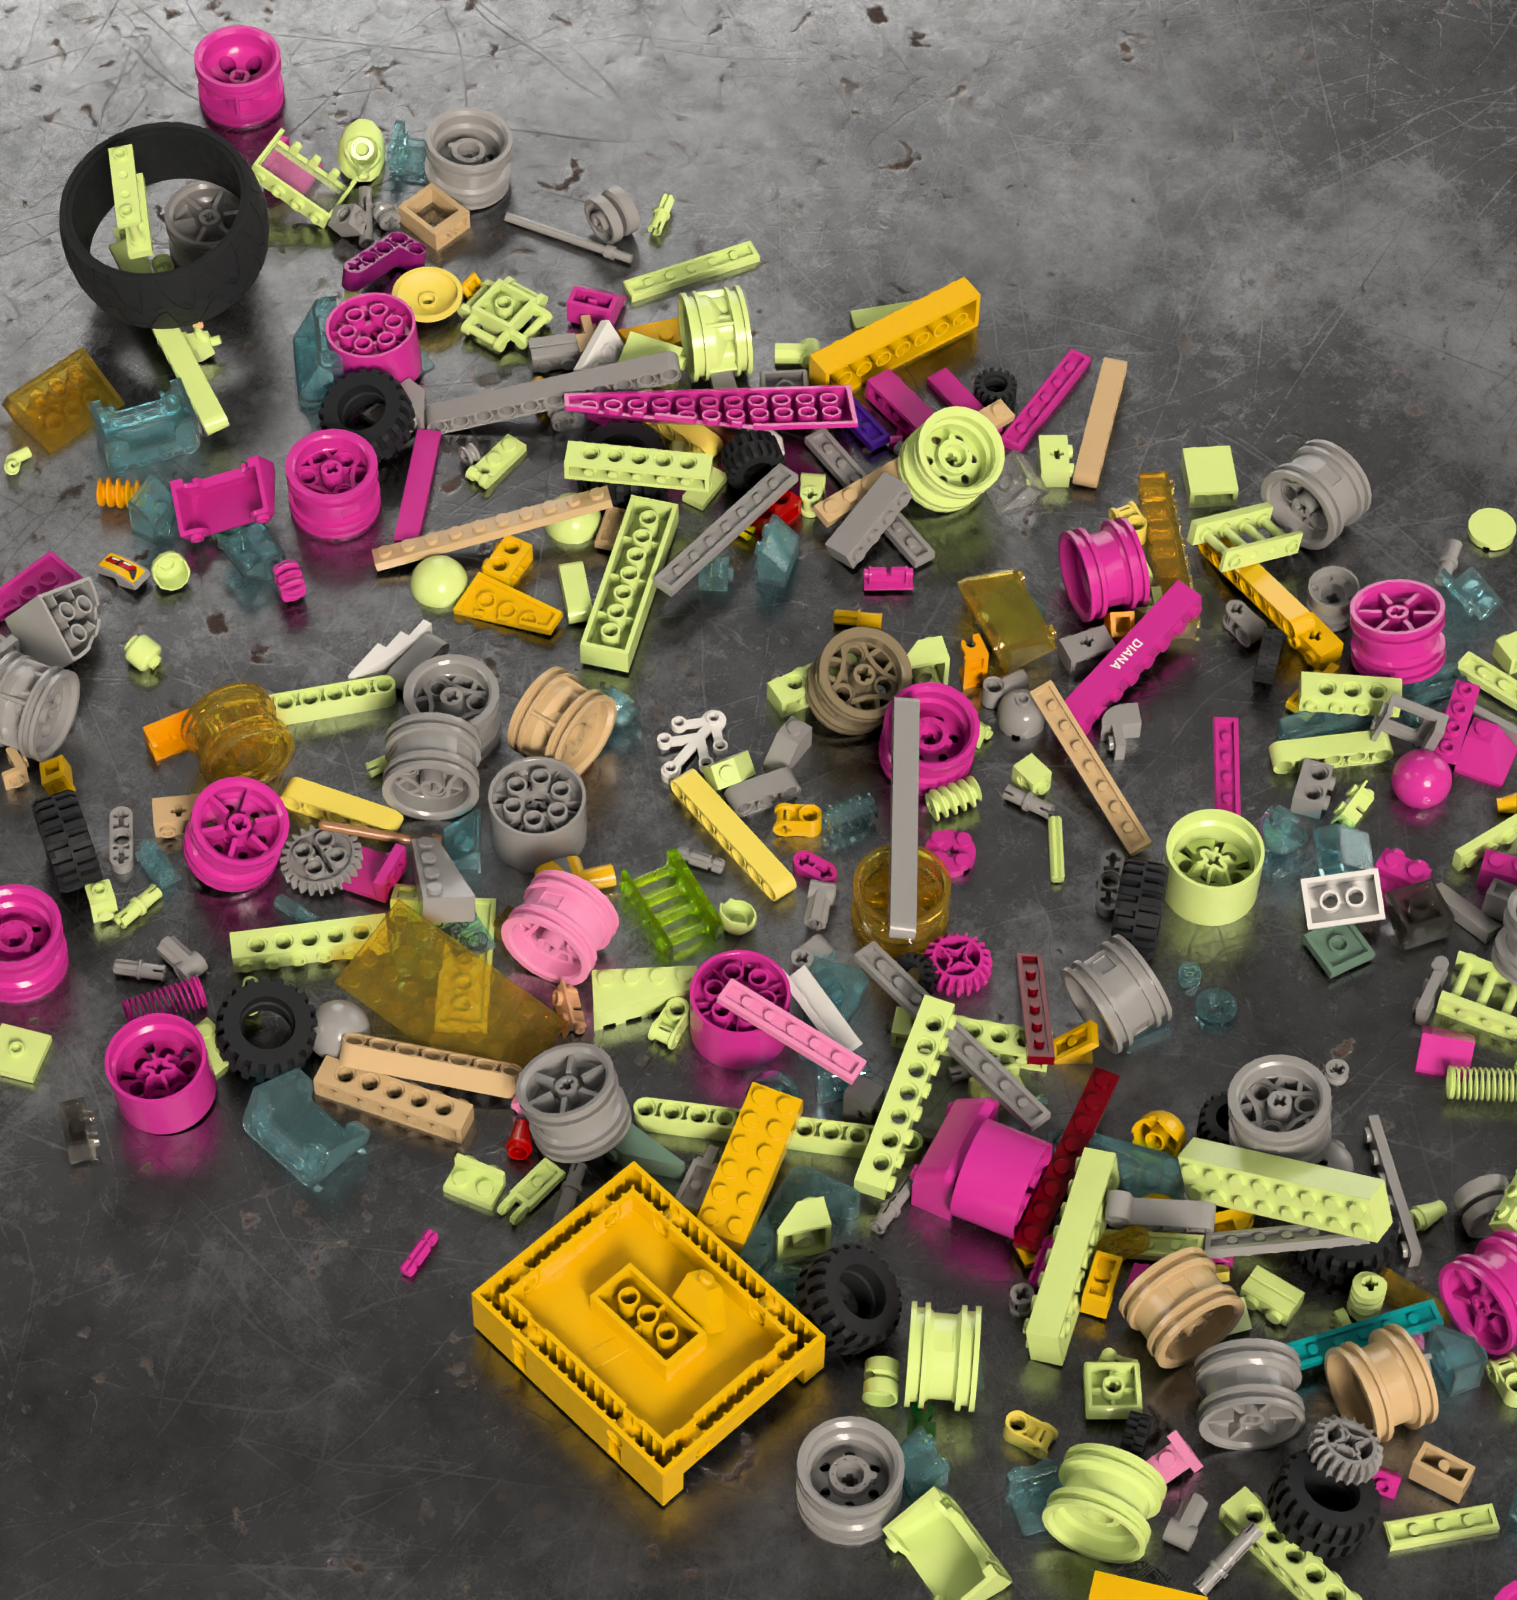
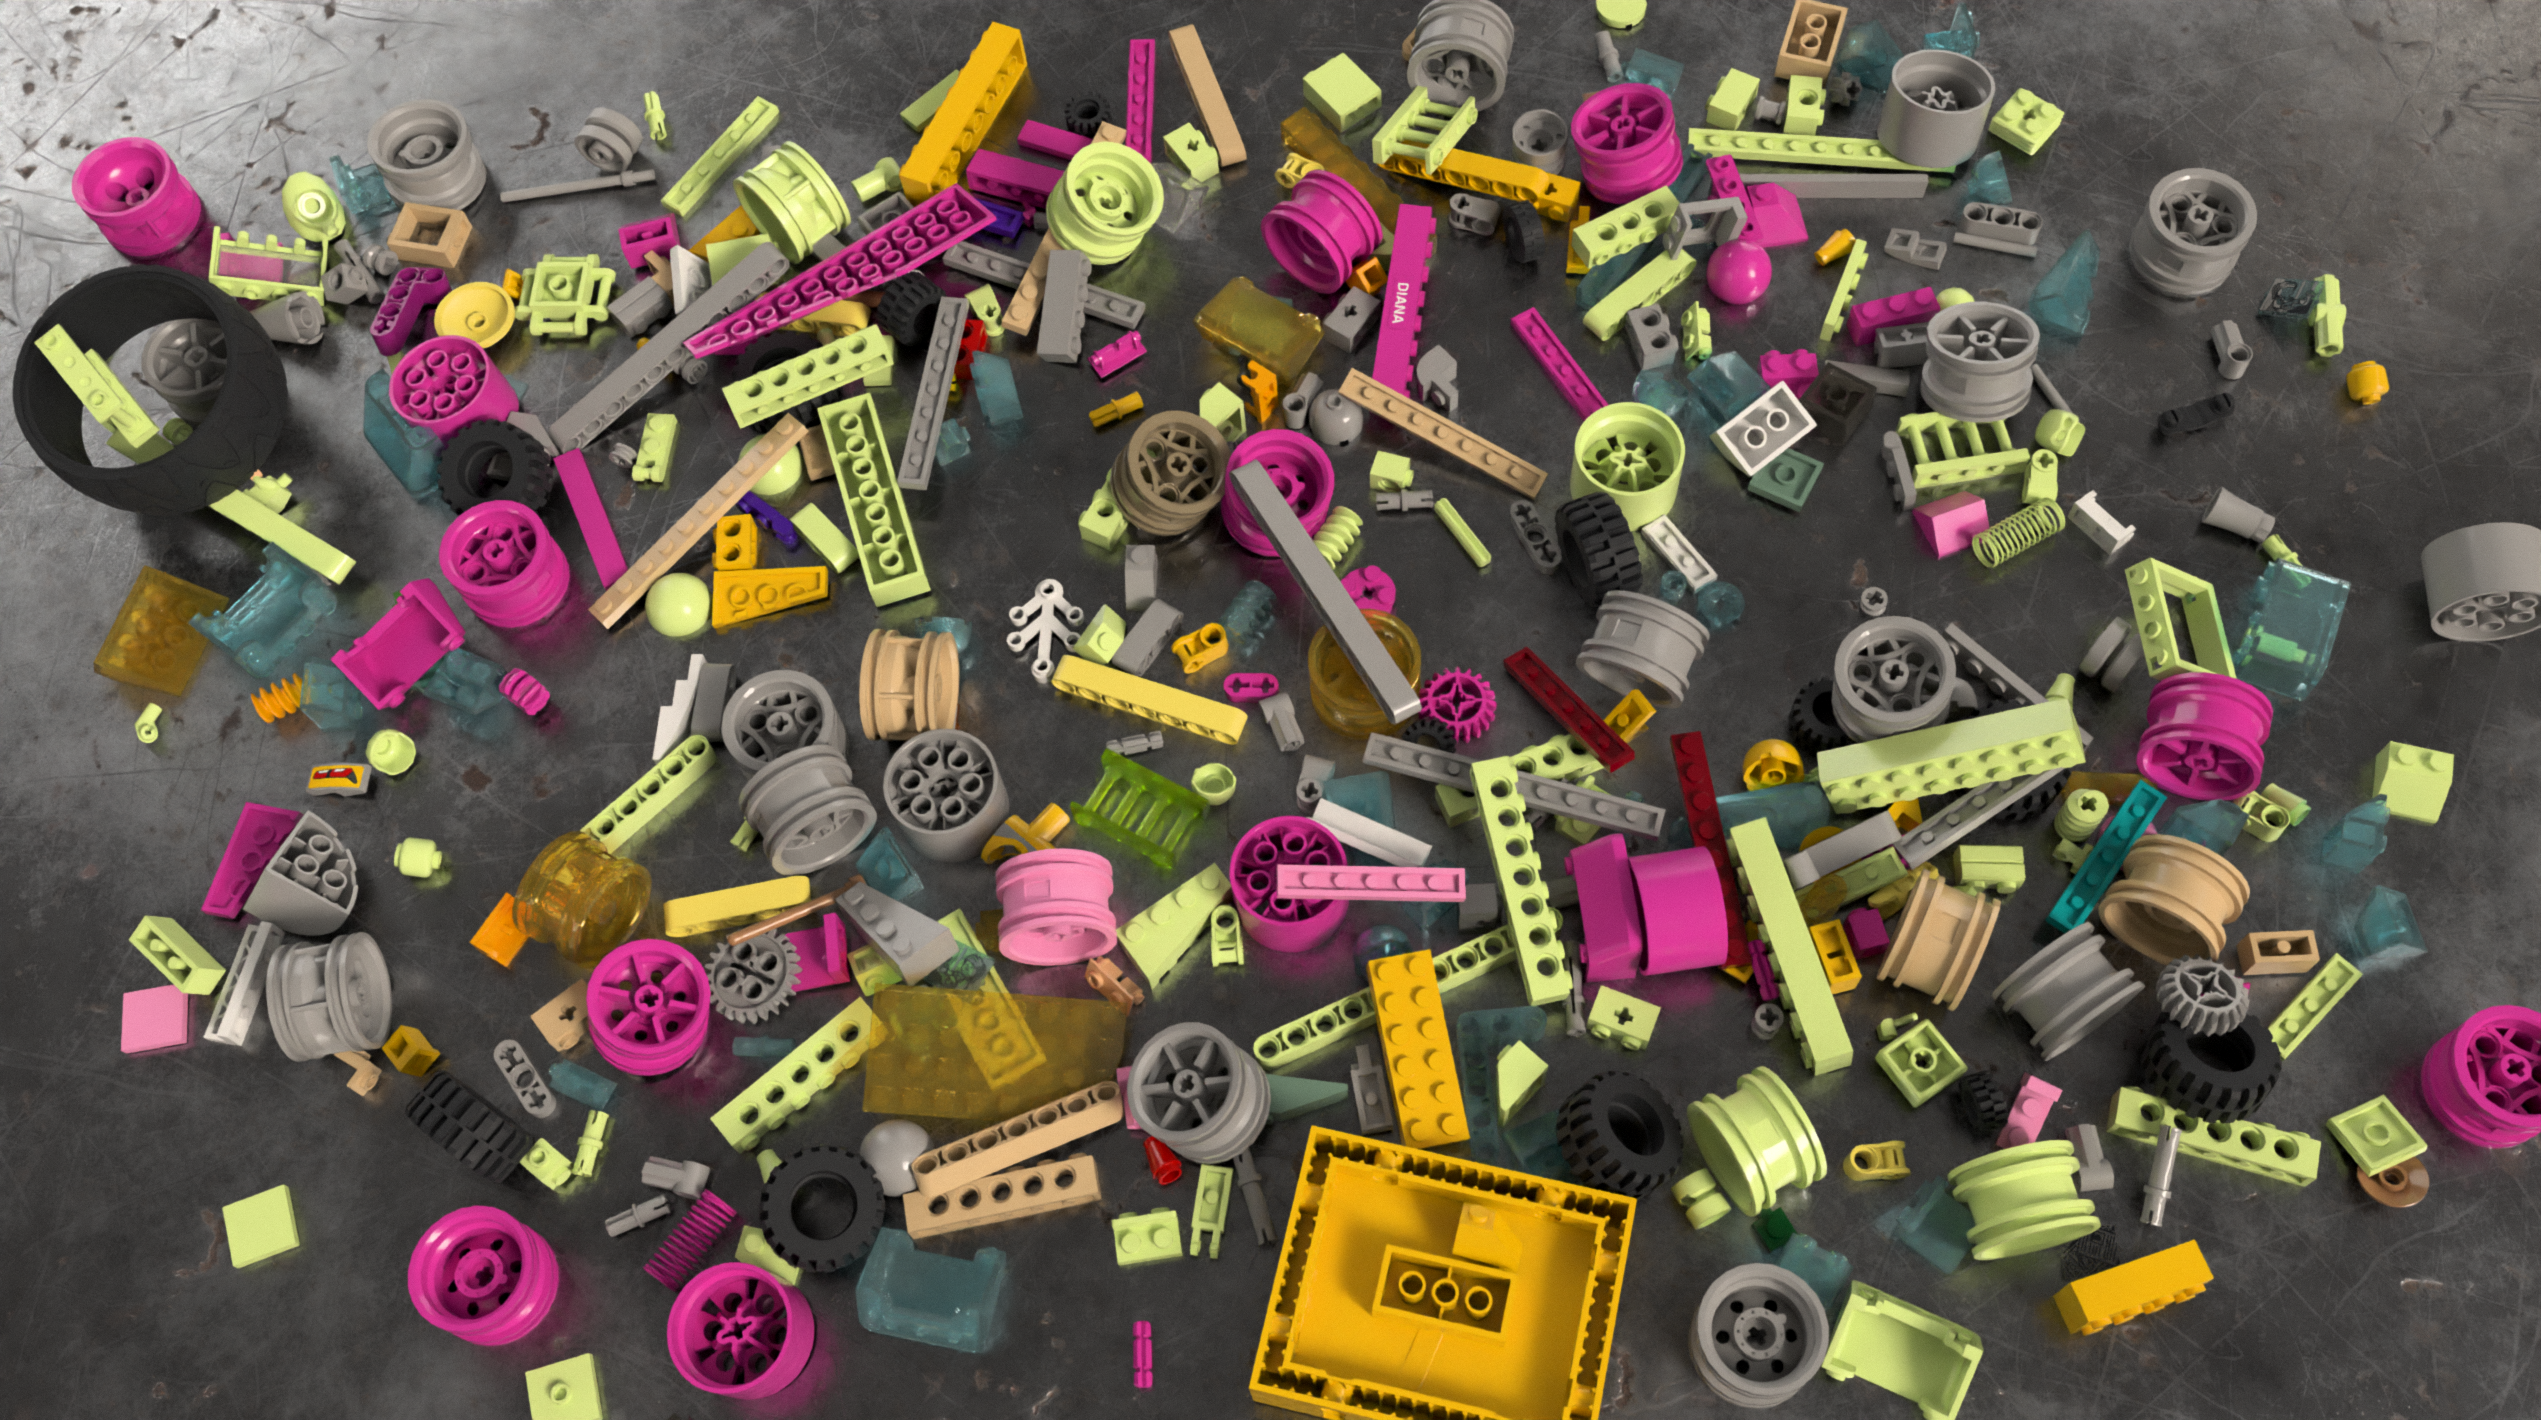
camera: 25 degrees left, 10 degrees up
(294, 226) = (292, 318): none -> light grey cone
(544, 555) = (767, 517): none -> dark purple hinge
(917, 1238) = (1639, 1017): none -> yellowish green brick
(1212, 955) = (1679, 553): none -> white tile

